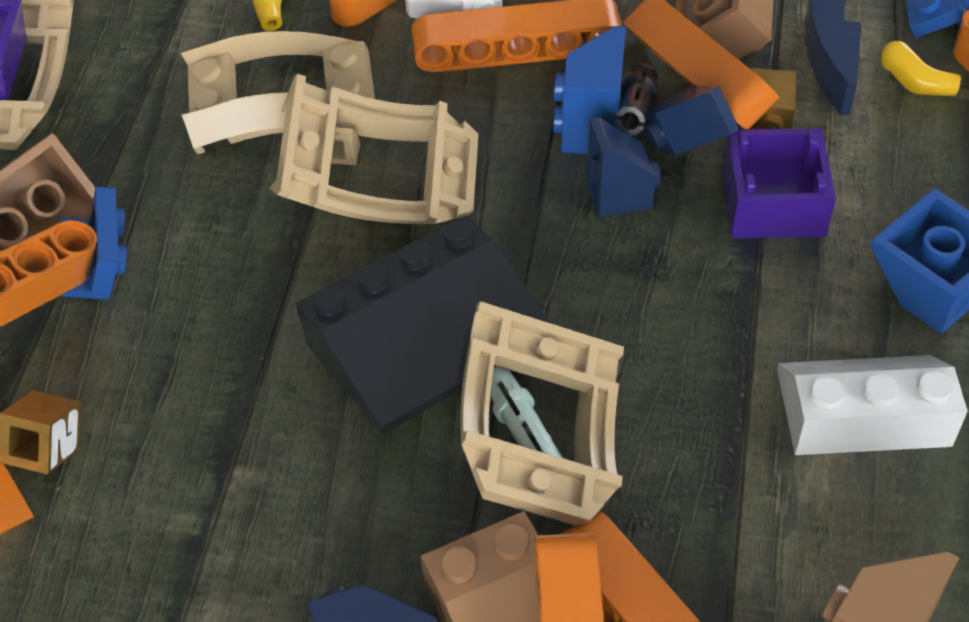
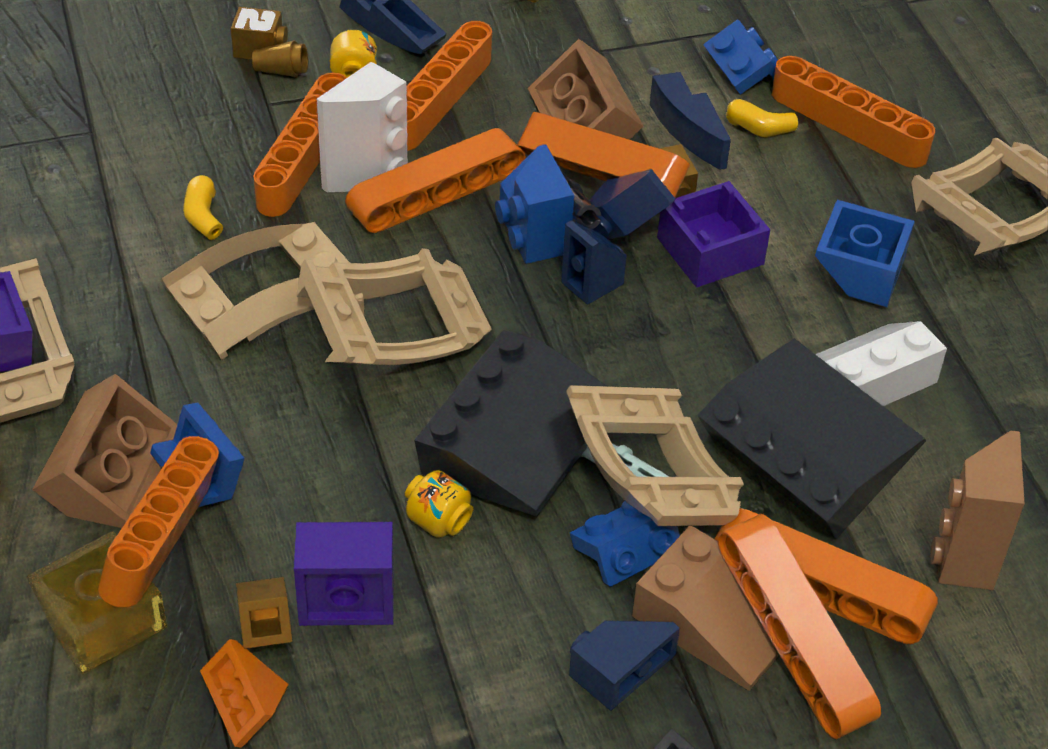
camera: 30 degrees left, 5 degrees down
(135, 420) = (344, 573): none -> dark purple container
(292, 381) = (438, 504): none -> yellow head
(450, 503) = (623, 542): none -> blue bracket
(739, 457) = (811, 434): none -> black slope

